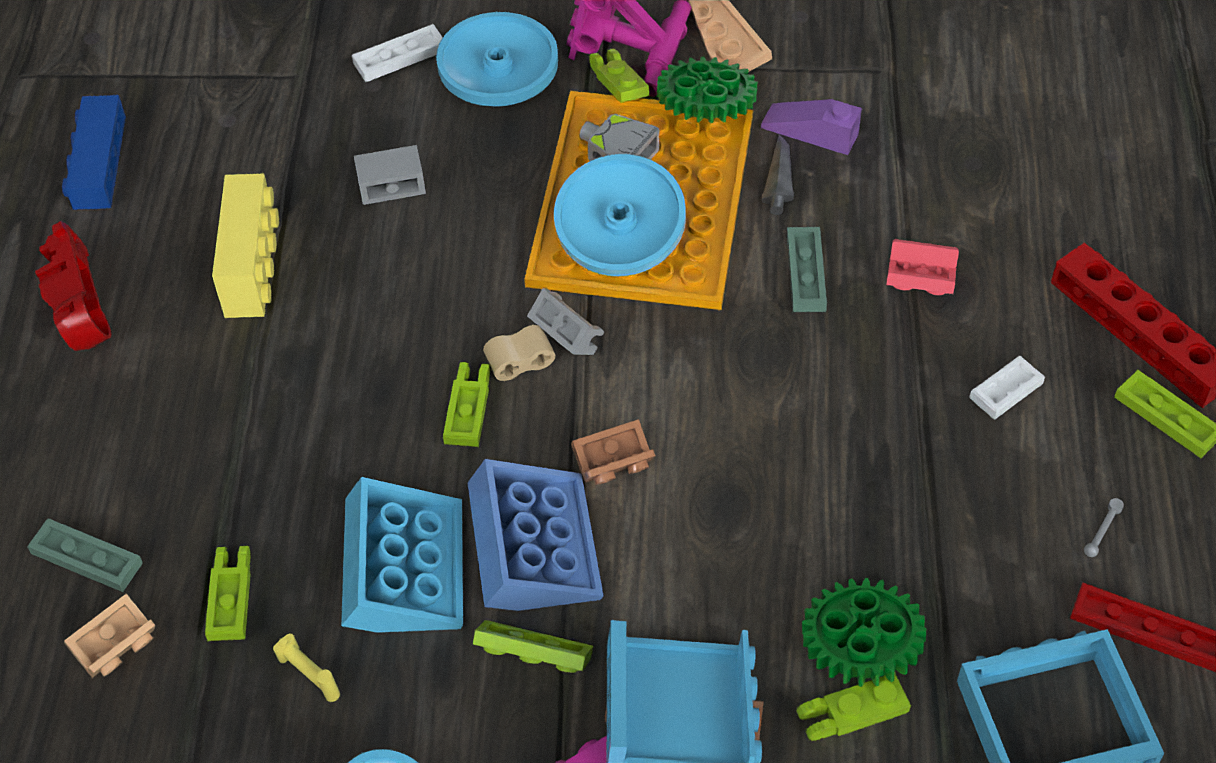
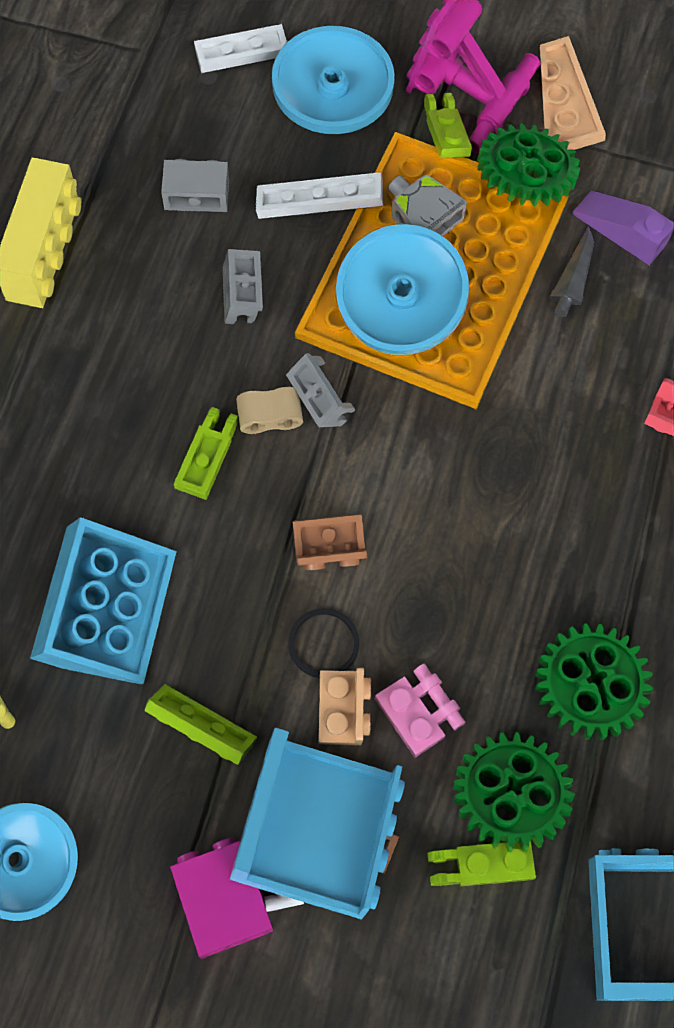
camera: 10 degrees right, 15 degrees up
(459, 250) = (242, 285): none -> light grey hinge
(513, 157) = (319, 195): none -> white plate
(532, 537) = (231, 610): medium blue slope -> none
(634, 577) = (323, 611): none -> black piece
(672, 598) = (342, 707): none -> light nougat bracket
(742, 593) = (411, 717): none -> bright pink plate
(806, 269) = (571, 386): sand green plate -> none
(910, 517) = (623, 671): none -> green gear

